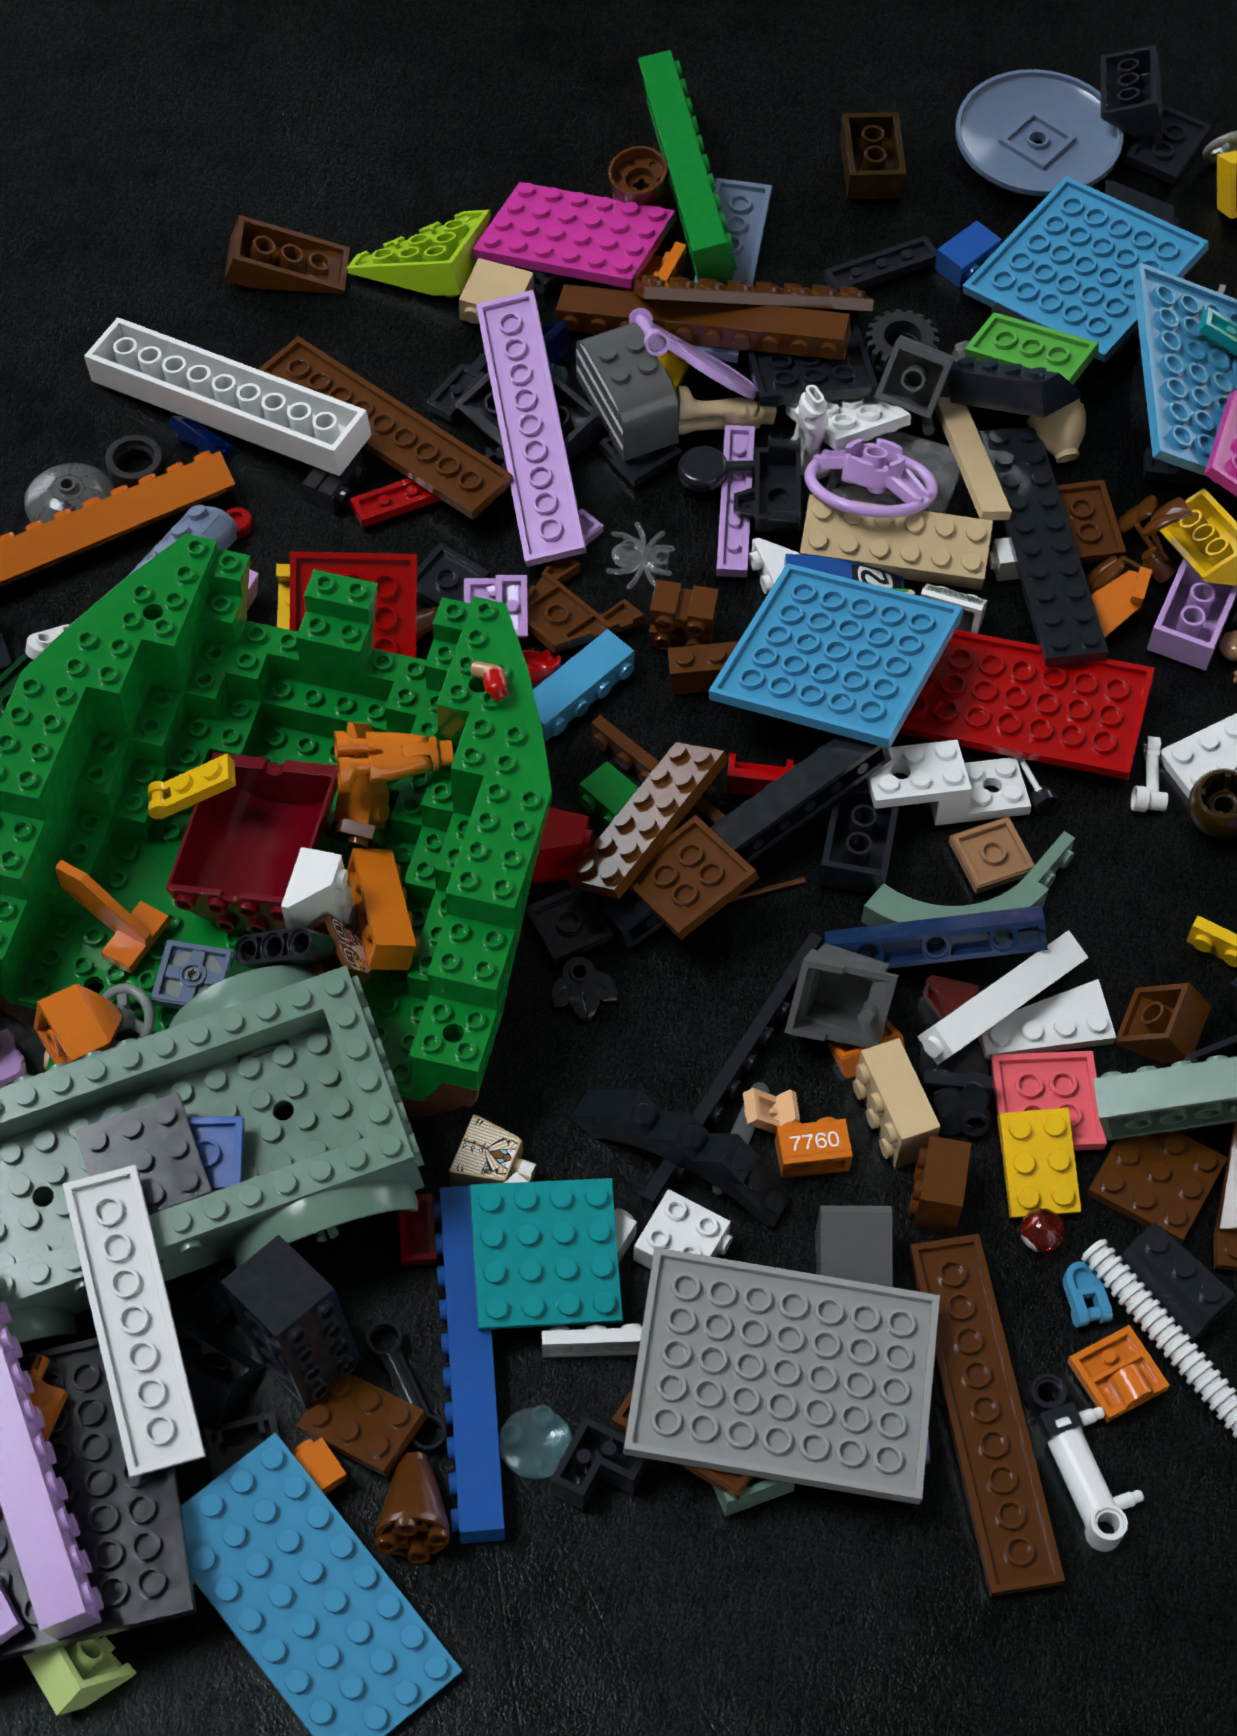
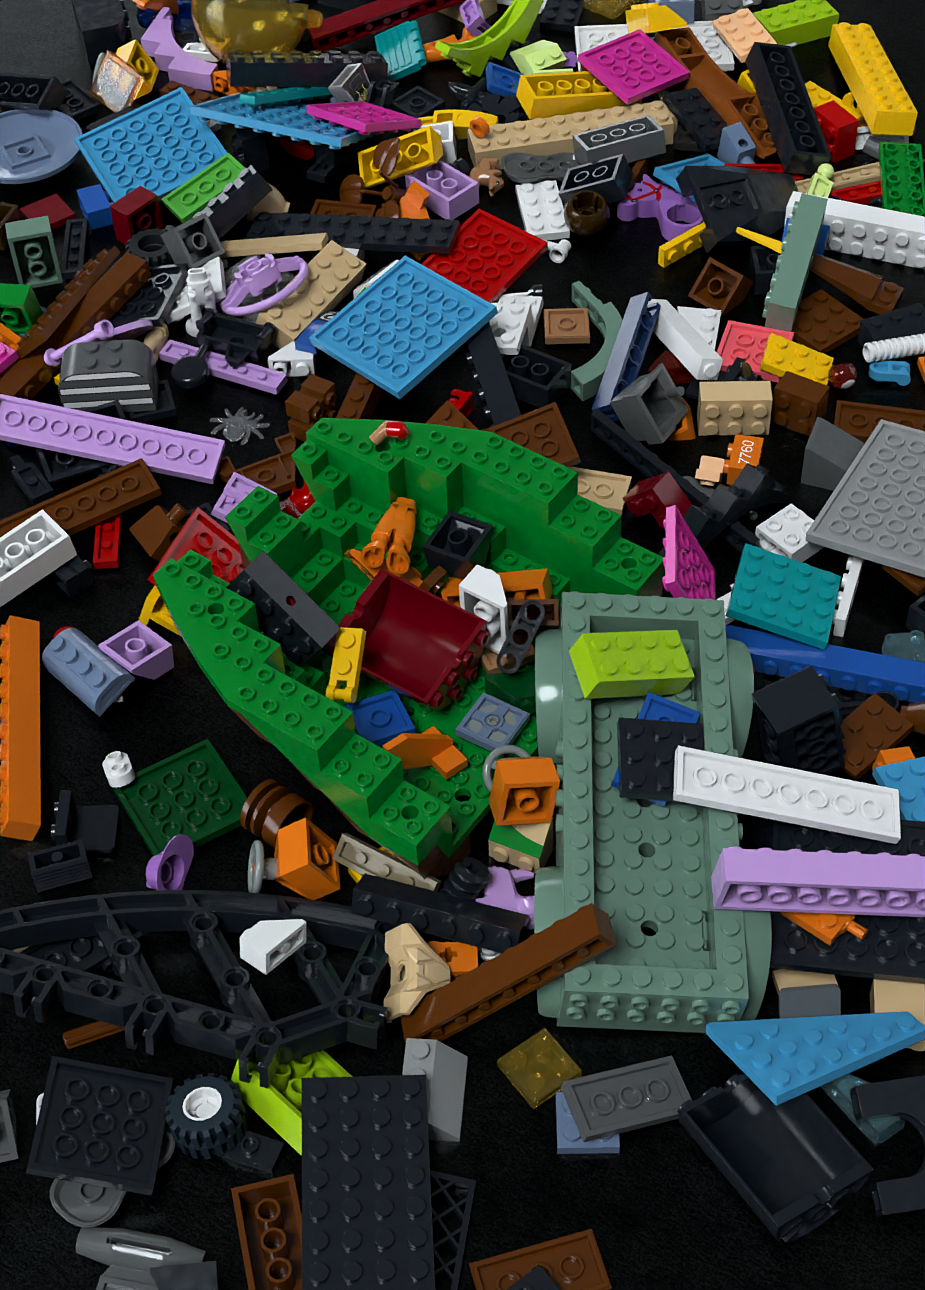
camera: 65 degrees left, 10 degrees down
(150, 856) = (381, 718): none -> blue plate
(206, 708) = (284, 609): none -> black brick
(259, 1078) = (631, 663): none -> lime brick
(412, 836) = (458, 544): none -> black slope
(416, 535) = (158, 529): none -> reddish brown torso
(495, 1120) = (685, 563): none -> dark pink plate
(679, 1057) = (654, 496): none -> dark red brick
(683, 980) = (603, 488): none -> tan plate
(822, 223) = (34, 252): none -> sand green brick
(936, 213) = (52, 207): none -> dark red tile
(956, 301) = (136, 213): none -> dark red brick
(1202, 174) = (116, 83): none -> clear piece

